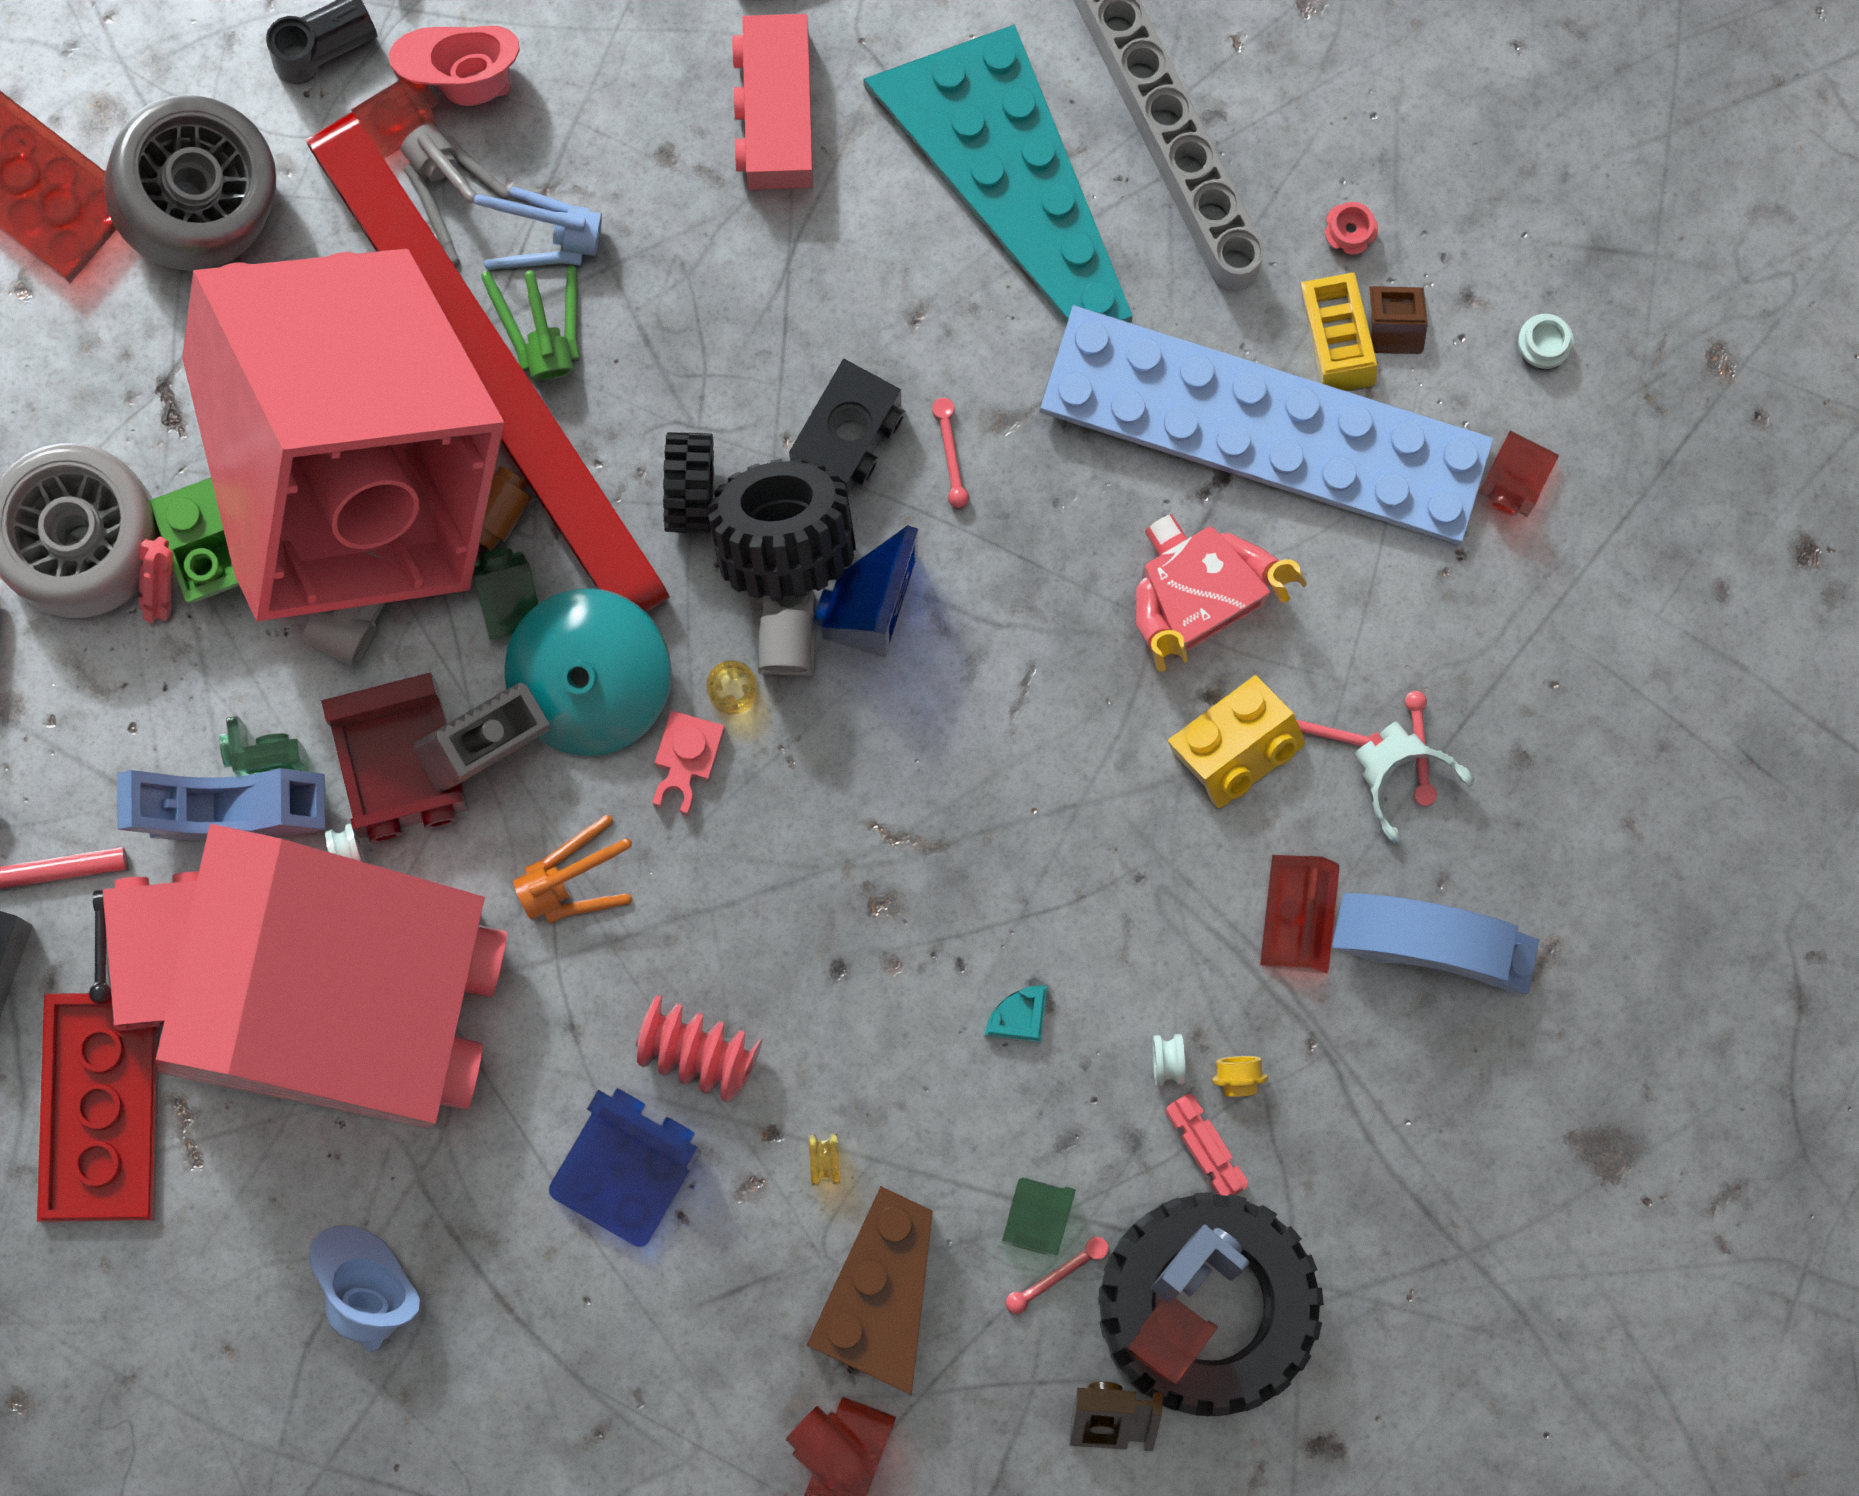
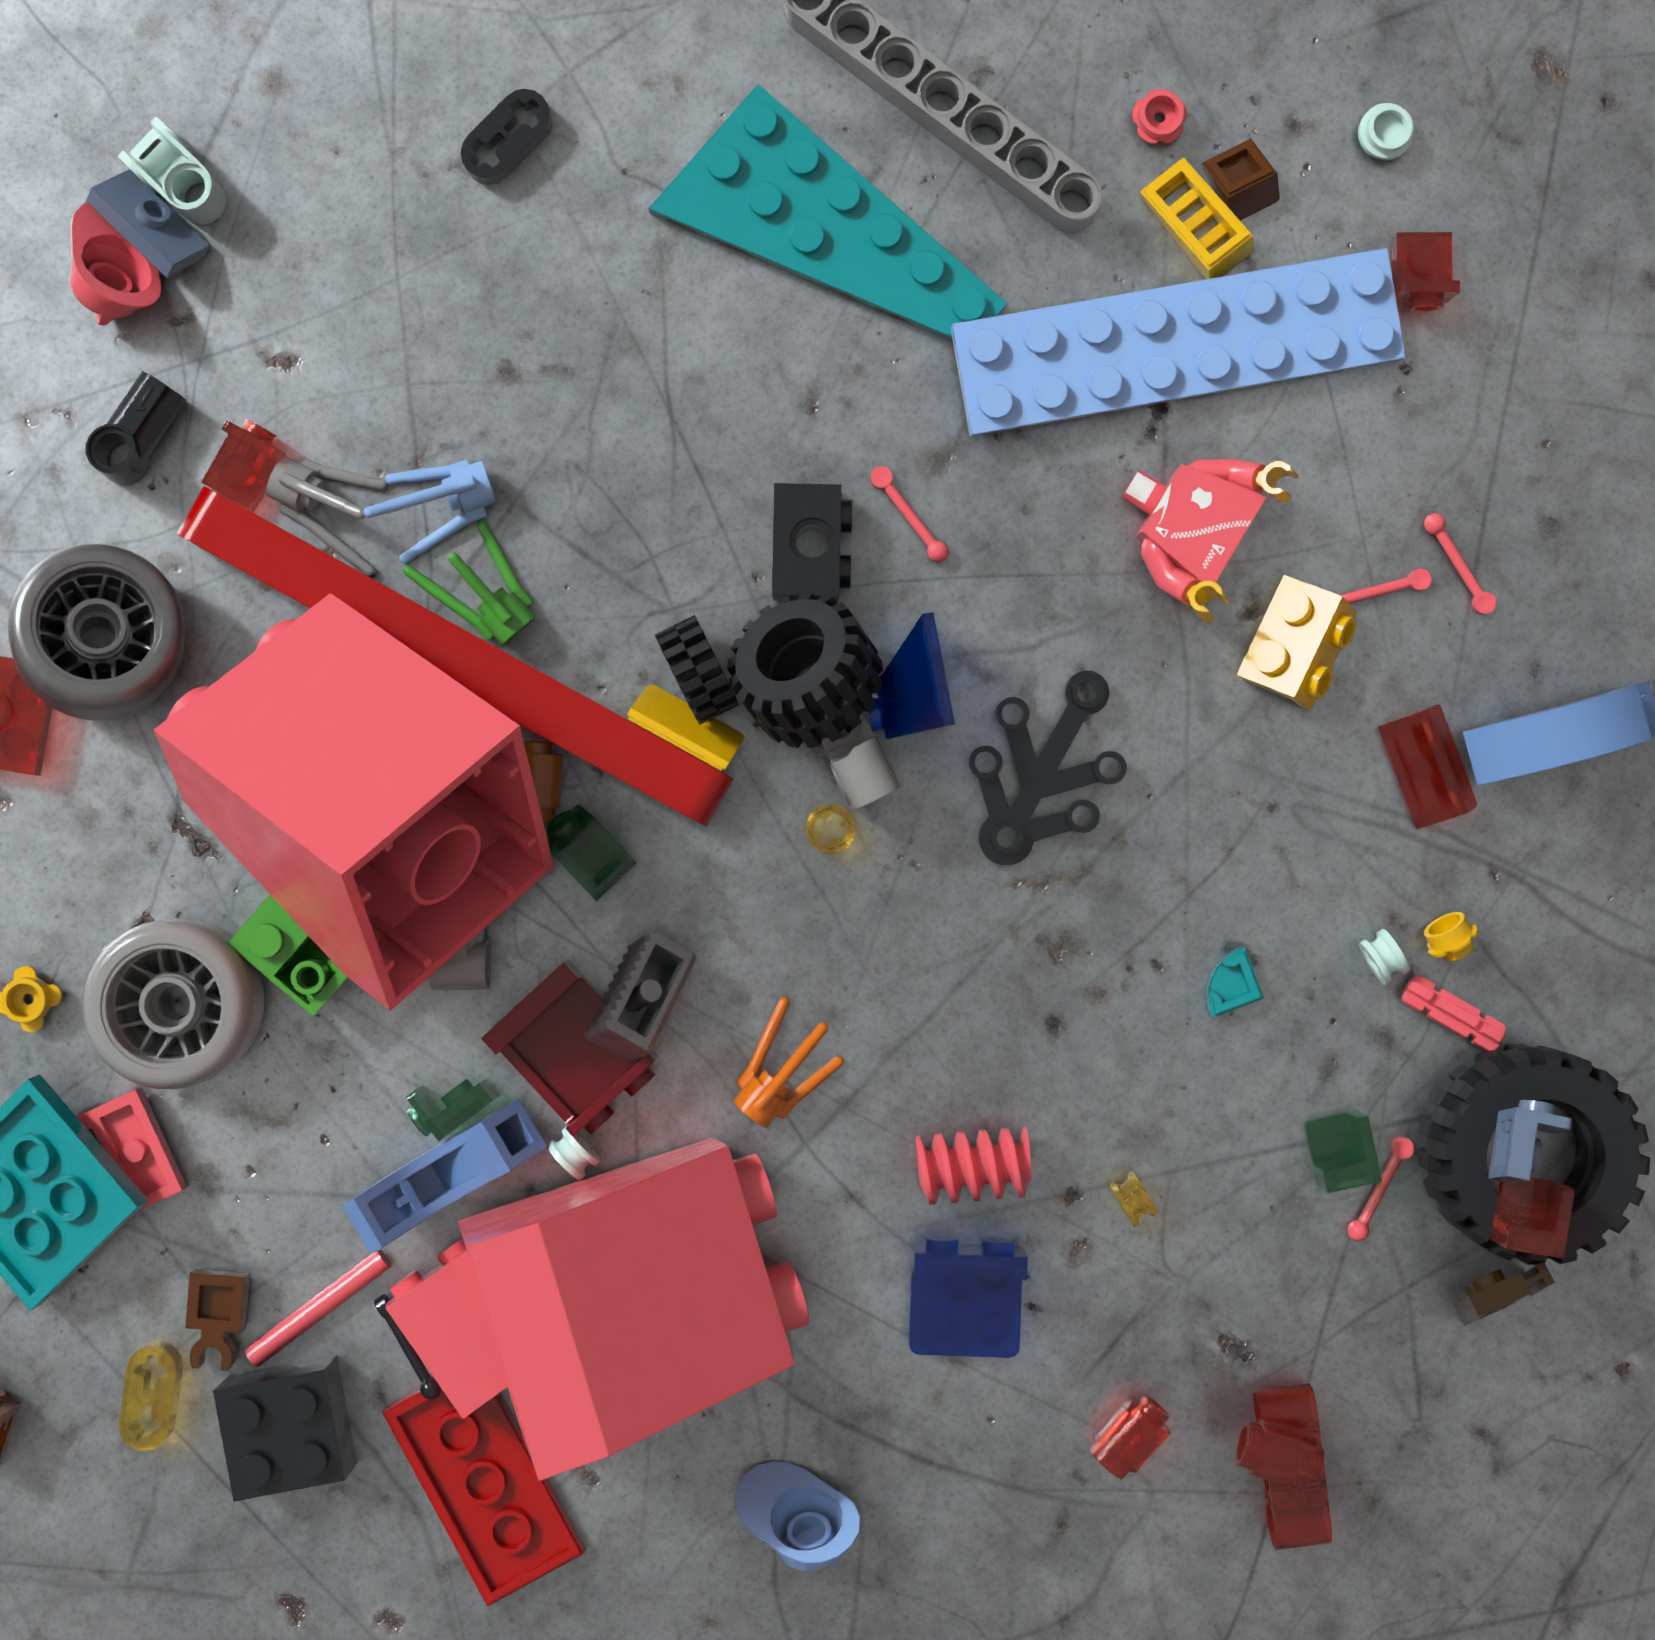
camera: 30 degrees left, 10 degrees up
(155, 579) = (273, 1007): coral axle -> none
(460, 61) = (276, 385): coral piece -> none
(615, 646) = (703, 852): teal dish -> none
(645, 523) = (676, 723): none -> yellow slope
(688, 752) = (822, 905): coral plate -> none
(706, 1376) = (1131, 1435): none -> clear red brick
(774, 101) = (580, 272): coral brick -> none
(879, 1294) = (1242, 1292): reddish brown wedge -> none
(944, 738) = (1040, 776): none -> black plant
(1387, 756) = (1442, 581): light aqua helmet -> none

